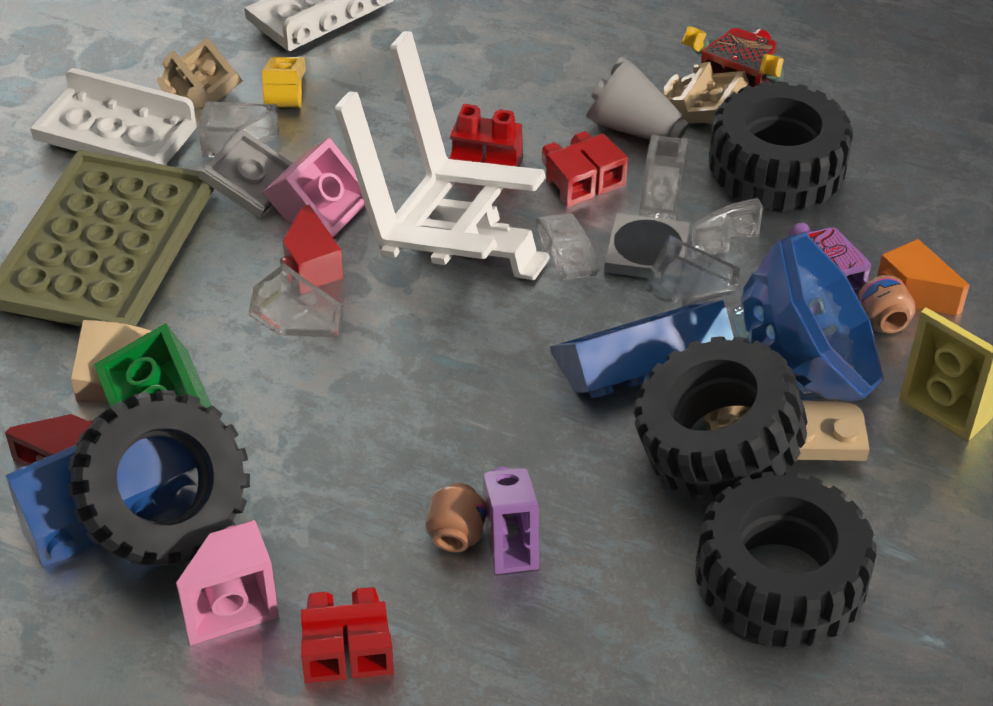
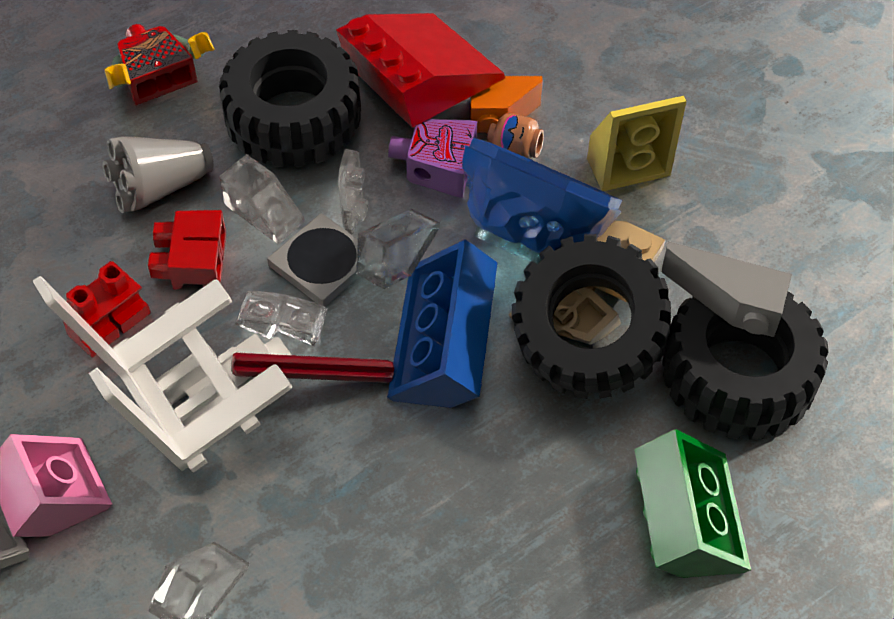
camera: 60 degrees left, 10 degrees up
(311, 249) = (129, 533): red slope -> none
(456, 517) = (557, 576): nougat head -> none
(511, 500) = (586, 530): medium lavender torso -> none
(531, 281) = (314, 367): none -> dark red axle
(598, 588) = (690, 507): none -> slope
(702, 92) = (170, 110): tan slope -> none
(826, 499) = (733, 289): none -> light grey slope
(896, 197) = (416, 63): none -> red slope

